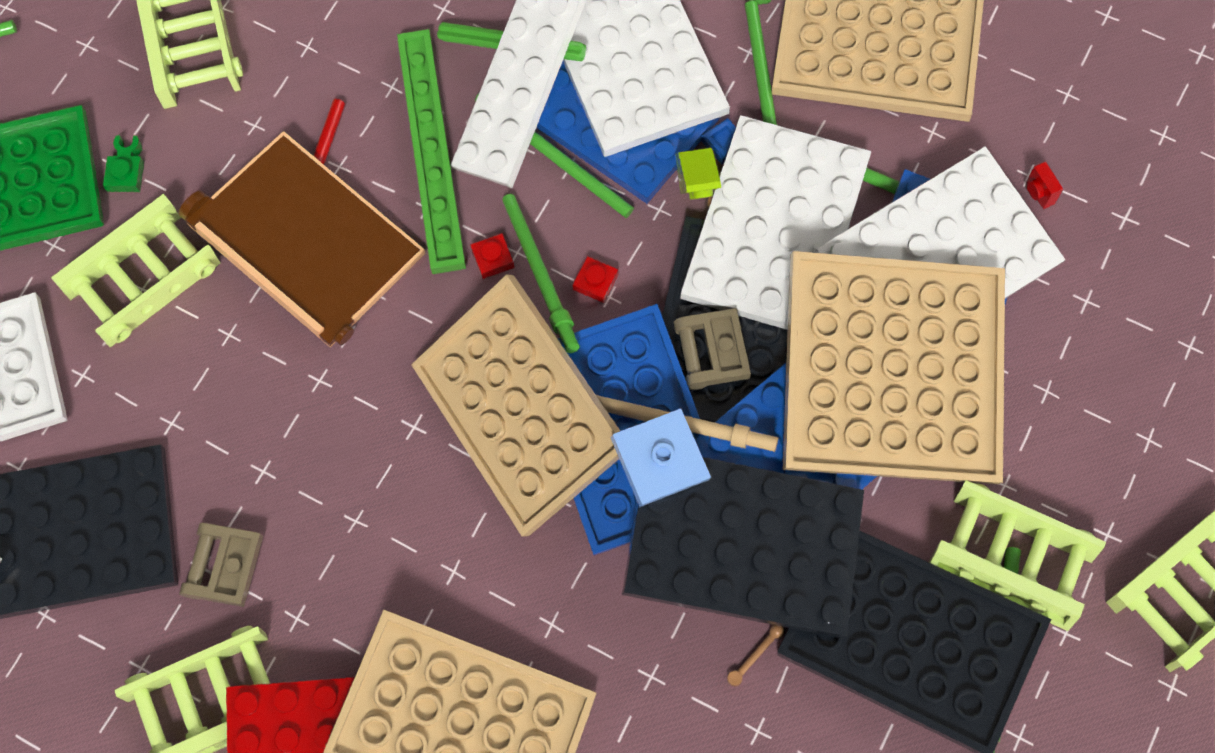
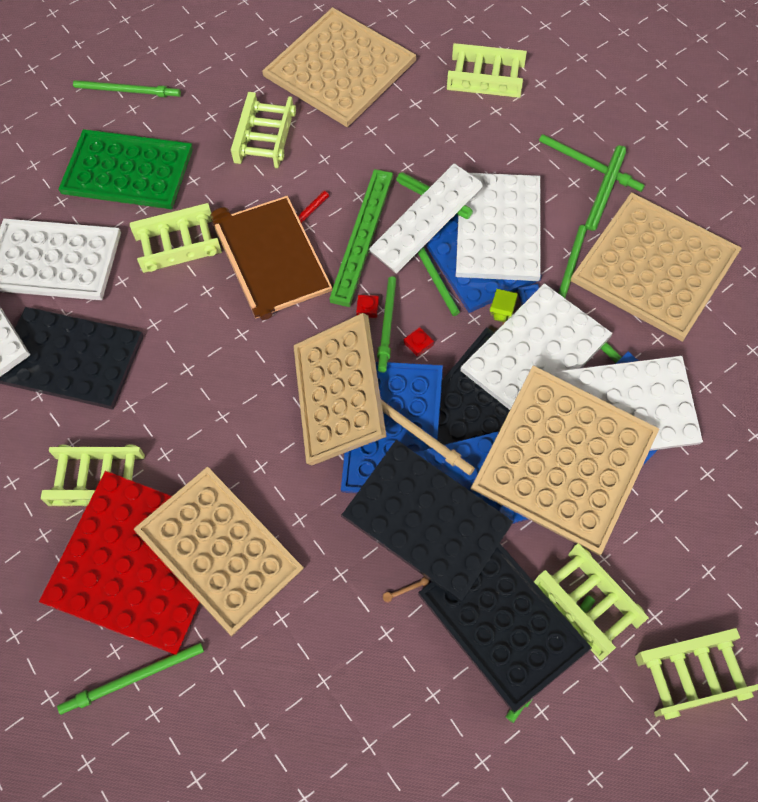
camera: 25 degrees right, 5 degrees down
(125, 170) = (198, 185): green plate -> none
(232, 565) = (144, 411): dark tan plate -> none
(660, 457) = (398, 447): light blue plate -> none
(723, 344) = (471, 406): dark tan plate -> none
(1043, 185) = (711, 395): red plate -> none

